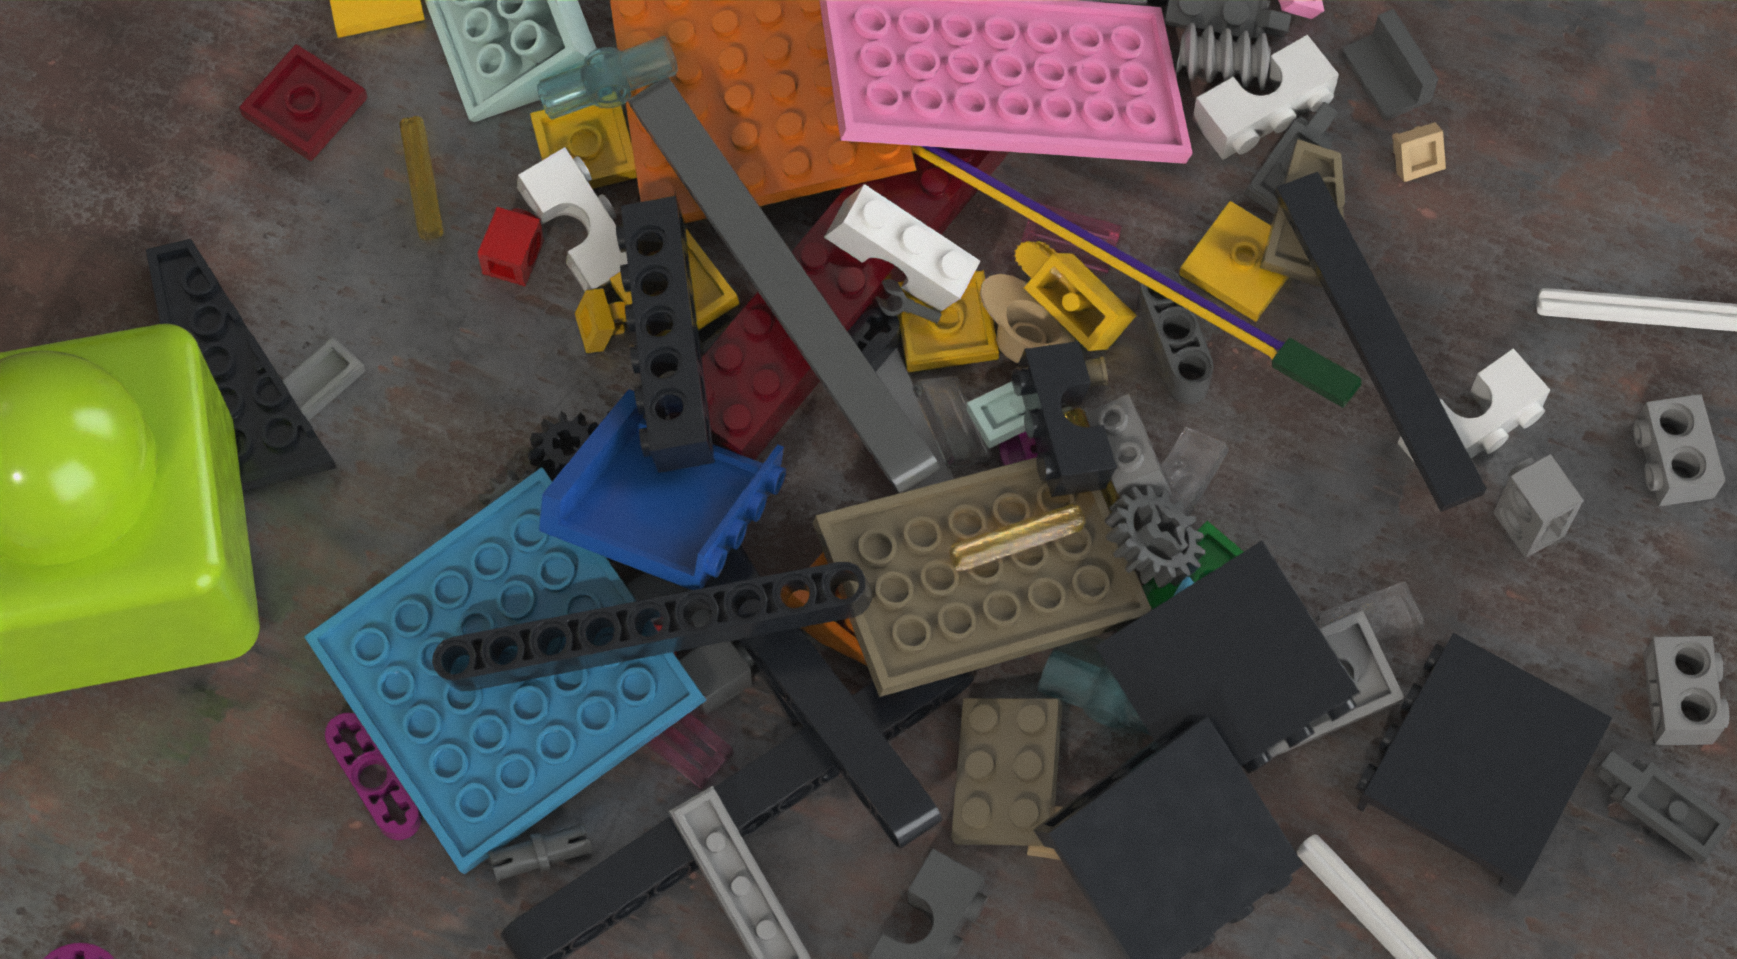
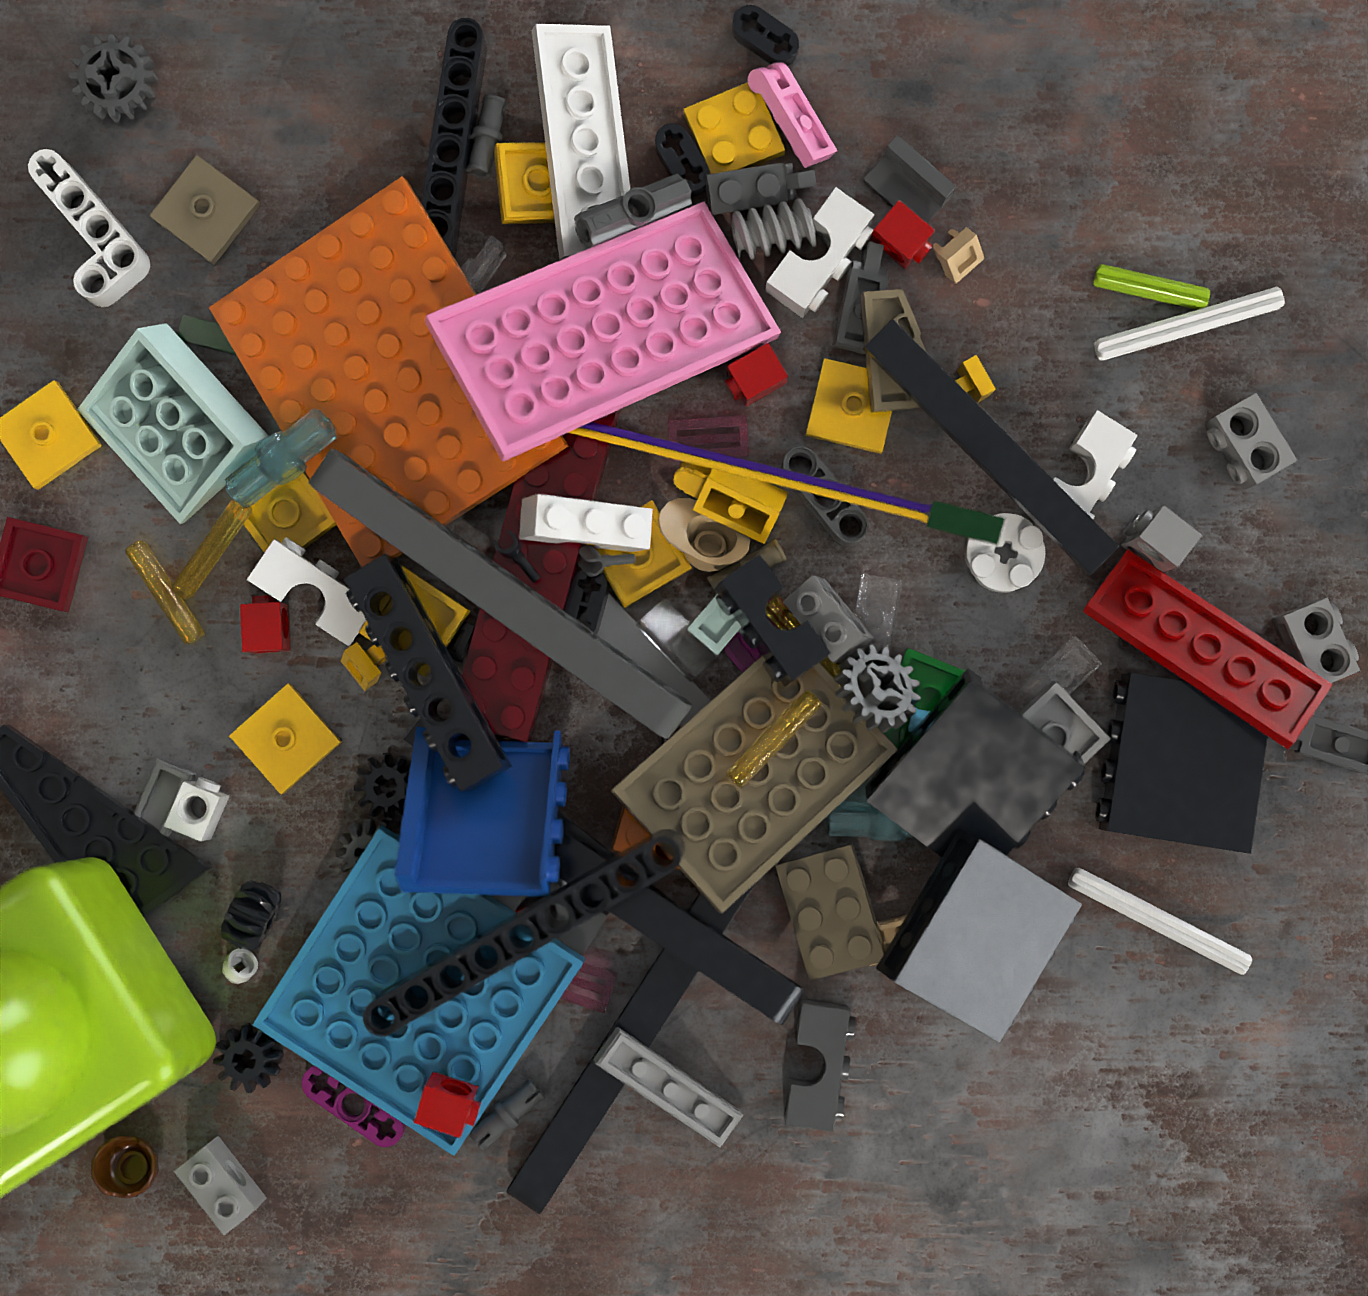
camera: 20 degrees left, 20 degrees up
(89, 736) = (124, 1167): none -> reddish brown hair
(184, 798) = (220, 1185): none -> light grey brick
(269, 689) = (233, 1061): none -> black gear
(313, 572) = (235, 958): none -> white hinge
(351, 417) = (181, 816): none -> white brick
(358, 522) = (251, 915): none -> black gear
(479, 368) = (285, 738): none -> yellow plate
(481, 796) = (447, 1105): none -> red brick
(491, 149) = (211, 549): none -> clear yellow axle
(812, 251) = (518, 557): none -> black hand
(1148, 190) = (755, 375): none -> red brick
(1356, 443) = (1018, 572): none -> white plate
(1365, 111) = (903, 235): none -> red brick
(1390, 276) = (975, 379): none -> yellow tile
(1552, 639) = (1208, 649): none -> red plate
(1622, 259) = (1151, 287): none -> lime axle

